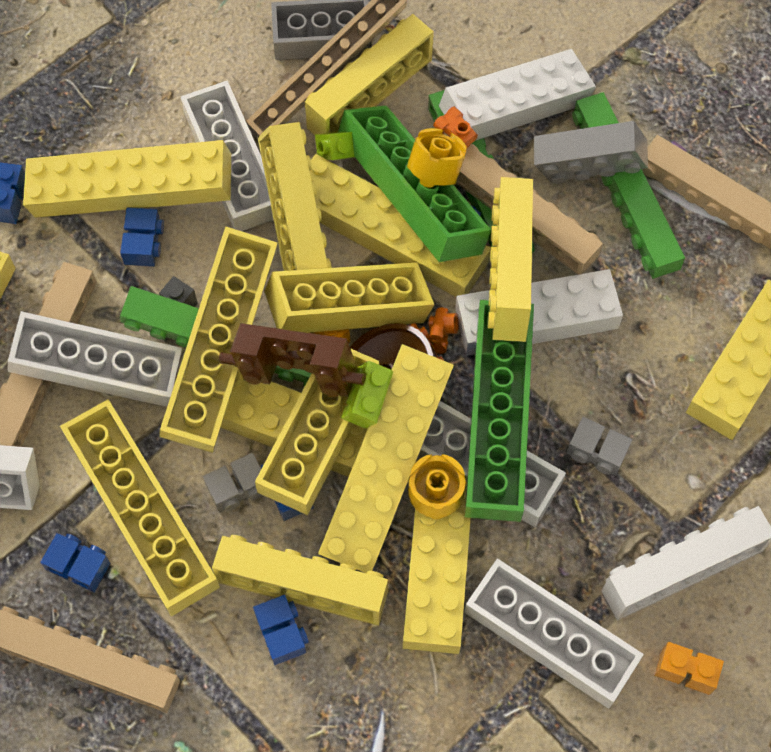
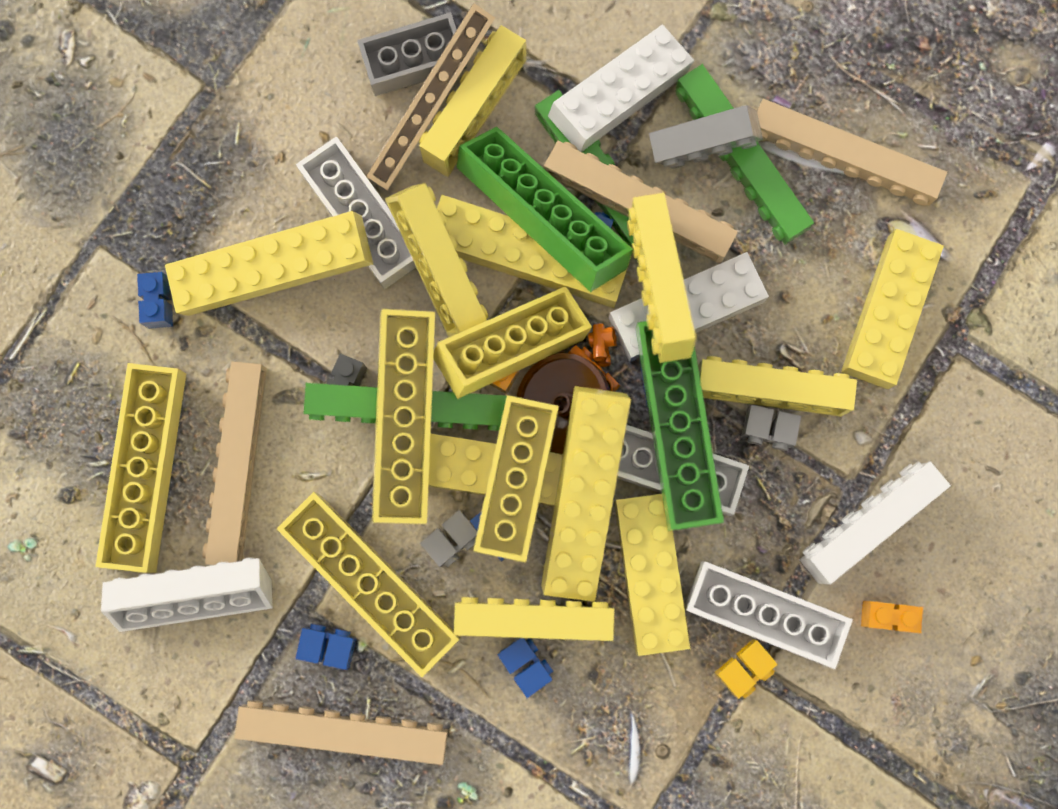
camera: 10 degrees left, 15 degrees up
(94, 359) = (289, 456): white brick -> none
(141, 242) = (297, 312): blue piece -> none
(262, 348) = (445, 429): reddish brown brick -> none
(335, 145) = (458, 181): lime brick -> none
(367, 400) = (557, 446): lime brick -> none
(436, 157) = (564, 184): yellow brick -> none
(436, 470) = (653, 511): yellow brick -> none
(454, 123) = (569, 141): orange plate -> none
(531, 682) = (756, 660): none -> yellow piece
(616, 405) = (777, 387): none -> light yellow brick

